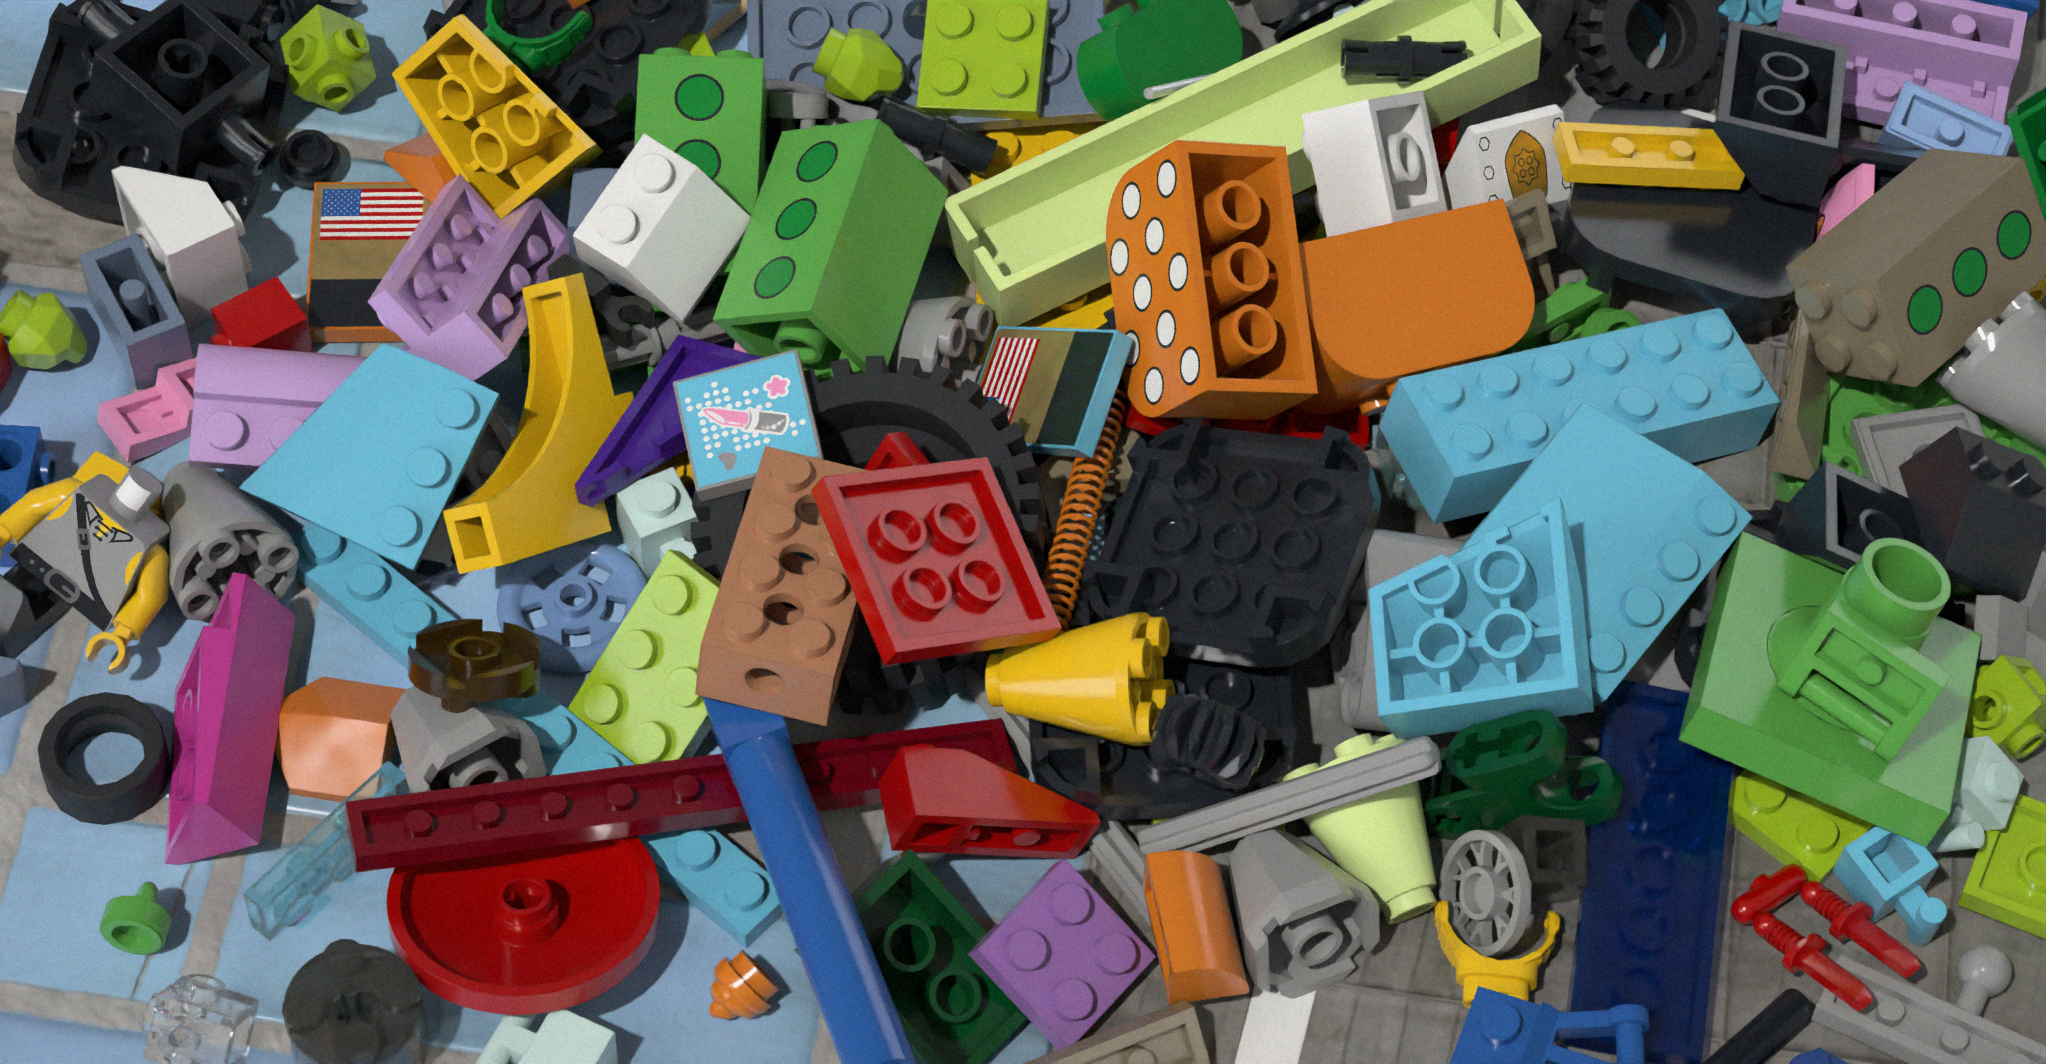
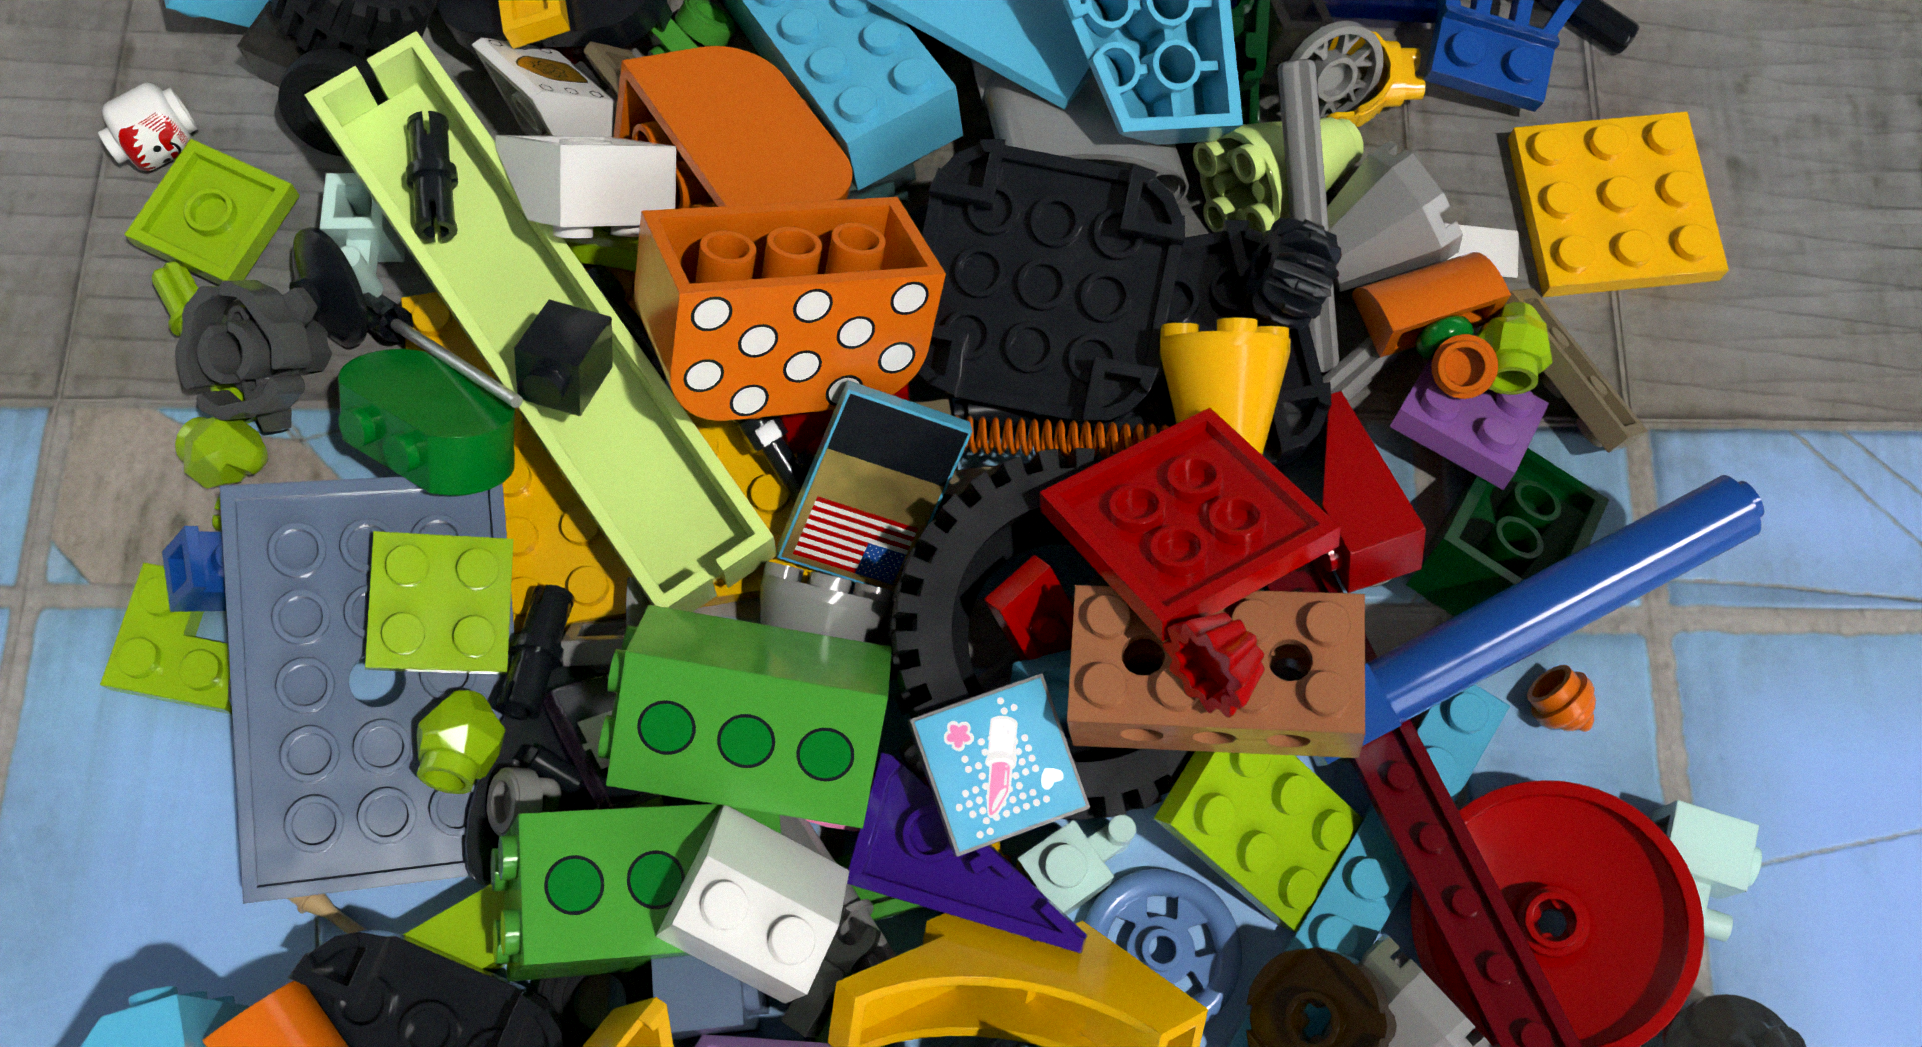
camera: 95 degrees left, 15 degrees up
(783, 520) = (1215, 661): none -> red piece
(1098, 915) = (1464, 366): none -> orange plate
(1122, 985) = (1520, 346): none -> lime rock
(1142, 922) = (1436, 333): none -> green piece
(1184, 114) = (564, 357): none -> black brick

